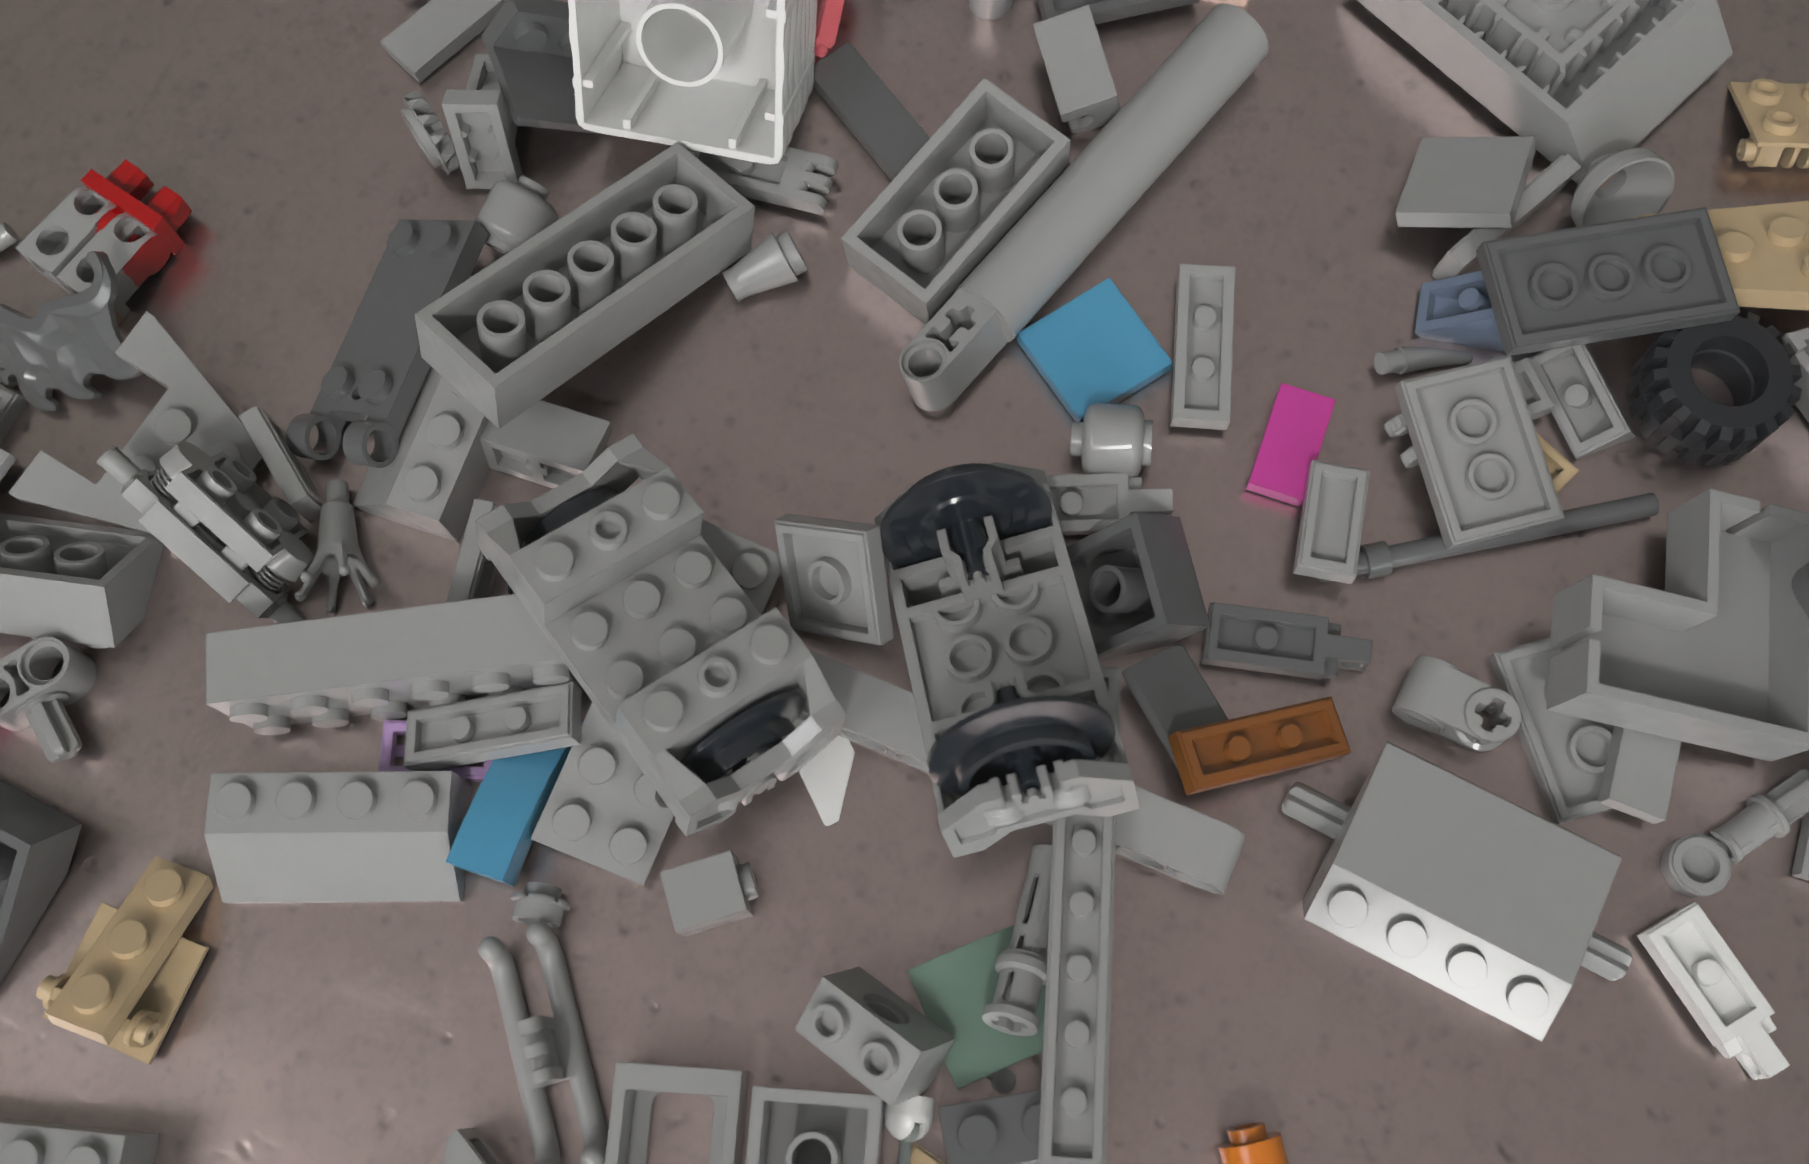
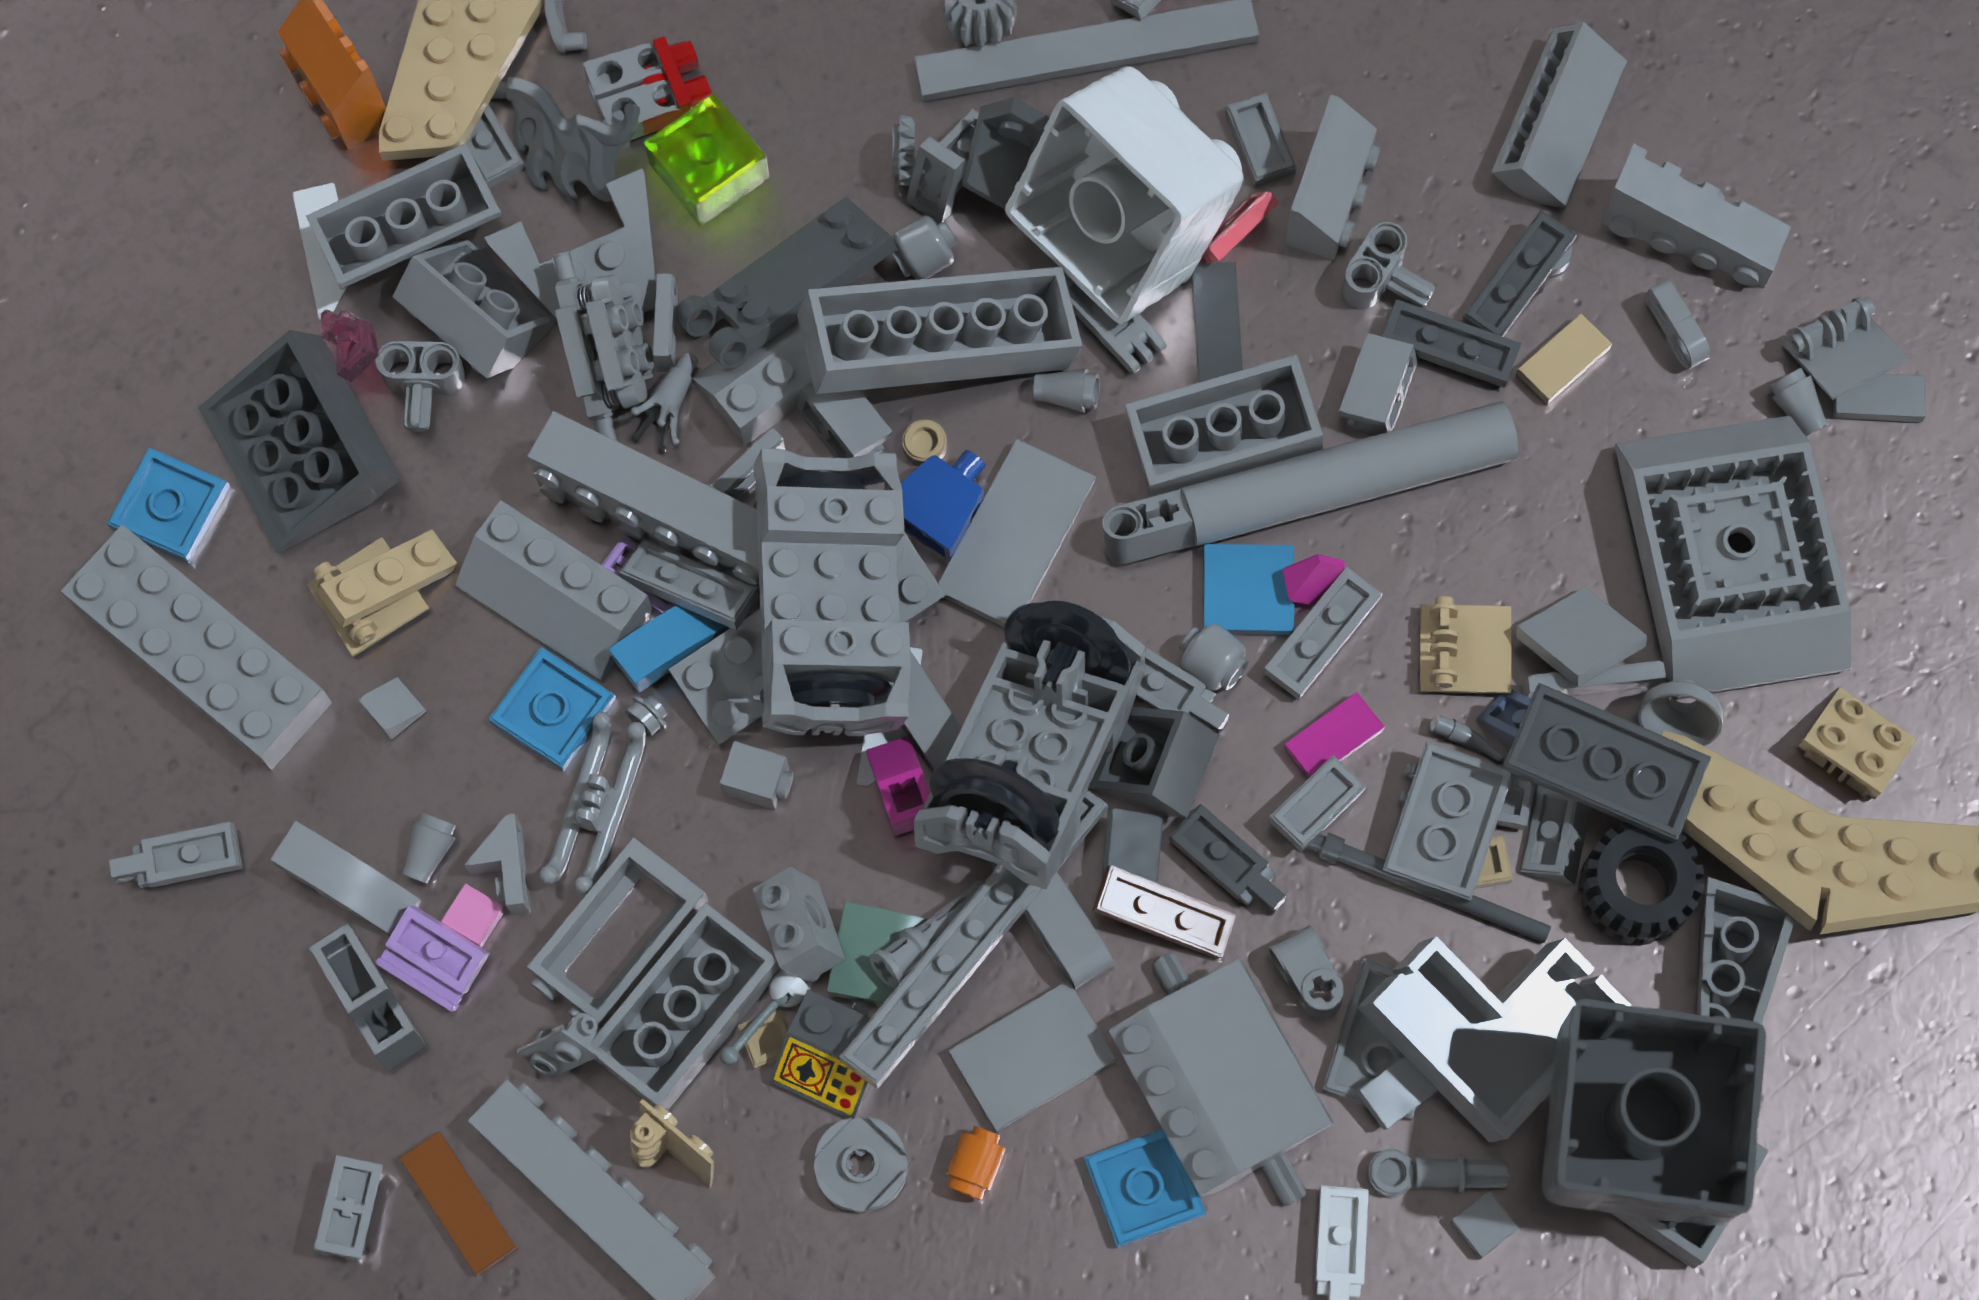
camera: 30 degrees right, 0 degrees up
(219, 266) = (707, 159): none -> clear neon green brick
(233, 1094) = (392, 707): none -> light grey slope
(424, 970) = (551, 708): none -> dark azure tile
(652, 415) = (924, 440): none -> tan tile
(717, 460) = (942, 501): none -> blue torso
(812, 433) = (1015, 533): none -> light grey tile
(834, 578) = (964, 628): light grey tile -> none
(878, 794) = (899, 782): none -> dark pink slope
(1153, 295) = (1311, 578): none -> dark pink slope
(1229, 1003) = (1032, 1056): none -> light grey tile
(1353, 270) = (1465, 648): none -> tan hinge
(1455, 1068) = (1143, 1188): none -> dark azure tile

